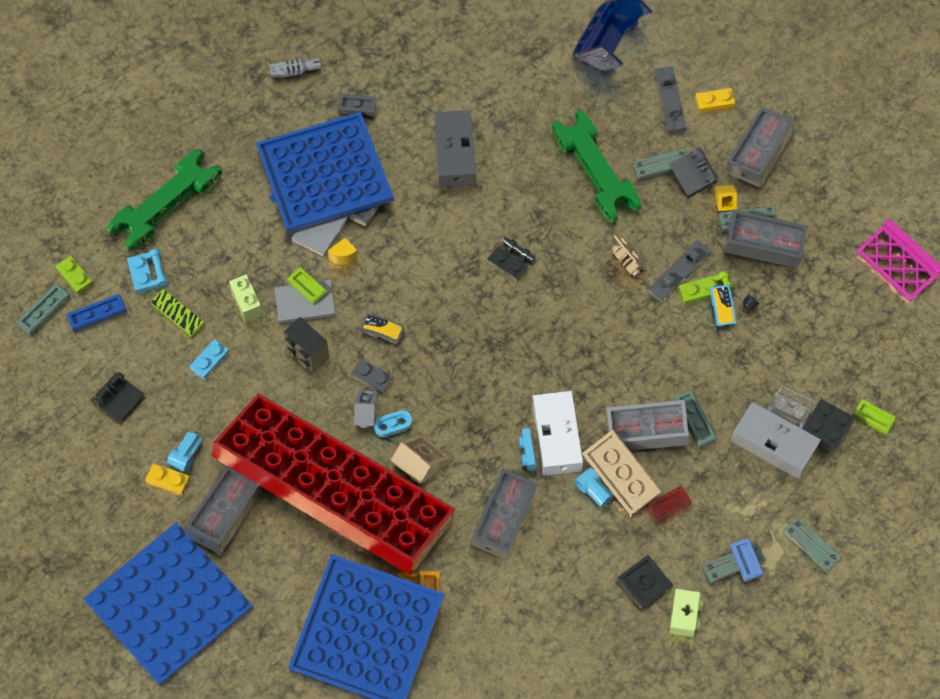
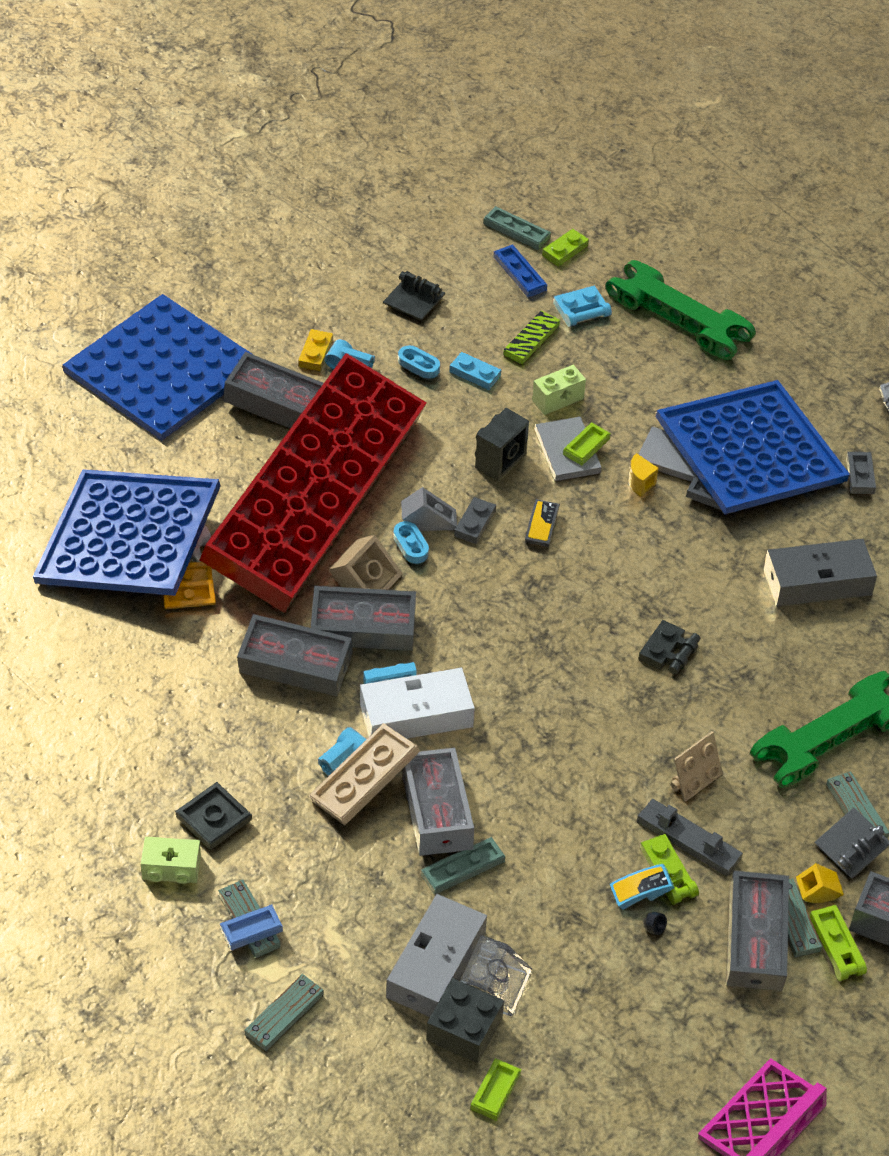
camera: 80 degrees right, 15 degrees down
(195, 399) = (419, 362): none -> medium azure plate
(471, 462) = (366, 615): none -> brick
(669, 503) = (329, 837): clear red plate -> none
(771, 195) = (838, 942): none -> lime plate

